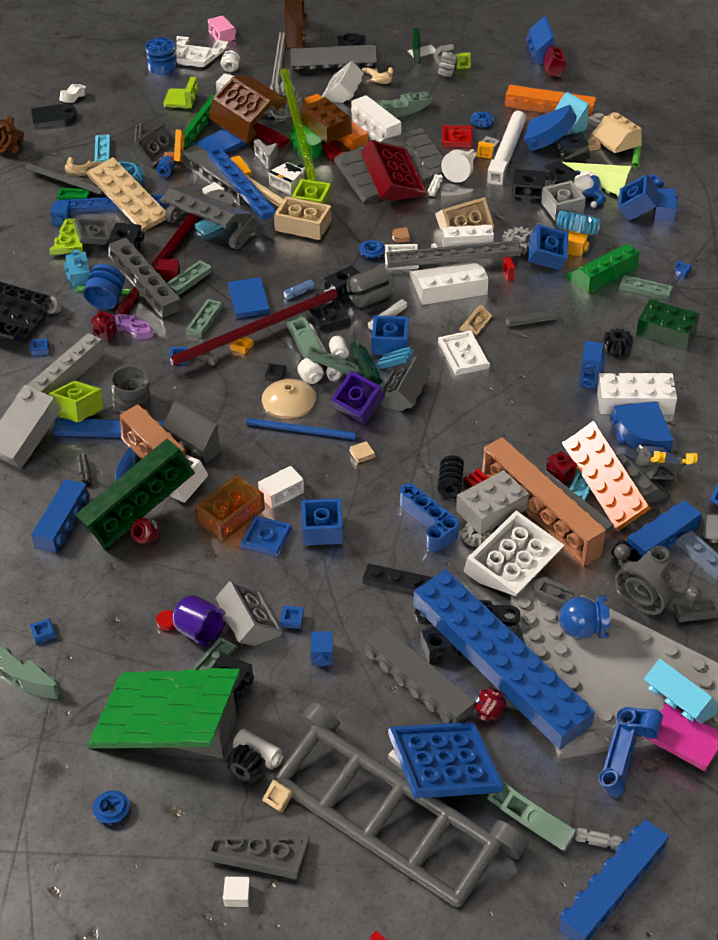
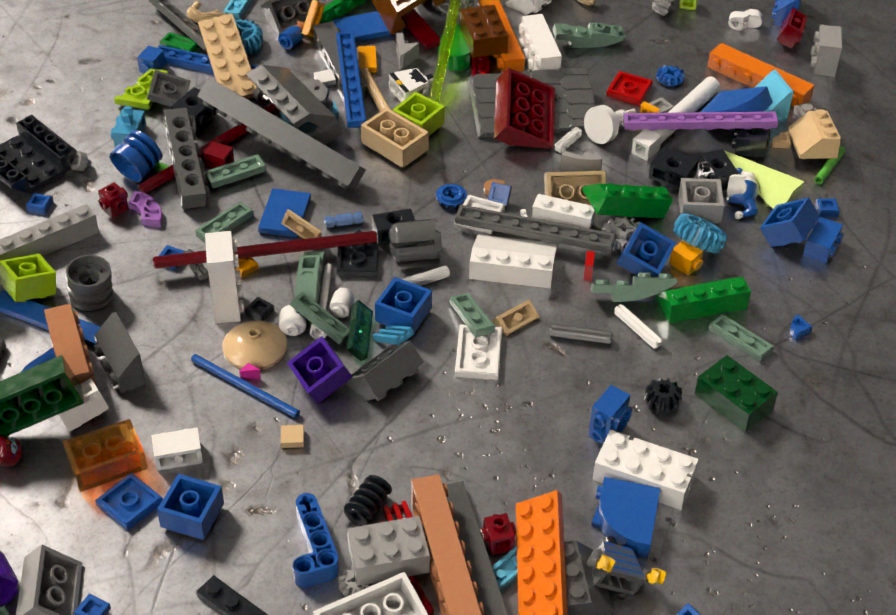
camera: 20 degrees right, 0 degrees up
(213, 237) = (283, 134): none -> brick
(245, 351) = (224, 276): none -> white brick
(272, 301) = (300, 226): none -> tan slope
(300, 417) = (249, 372): none -> dark pink piece
(409, 236) = (500, 193): none -> tile
(444, 327) = (472, 315): none -> sand green tile
(512, 213) = (628, 200): none -> green slope
(516, 63) = (740, 20): none -> white piece
(534, 142) = (700, 120): none -> medium lavender plate
(555, 273) = (642, 287): none -> sand green slope
(569, 301) = (638, 326): none -> white axle
(590, 70) = (826, 50): none -> light grey brick

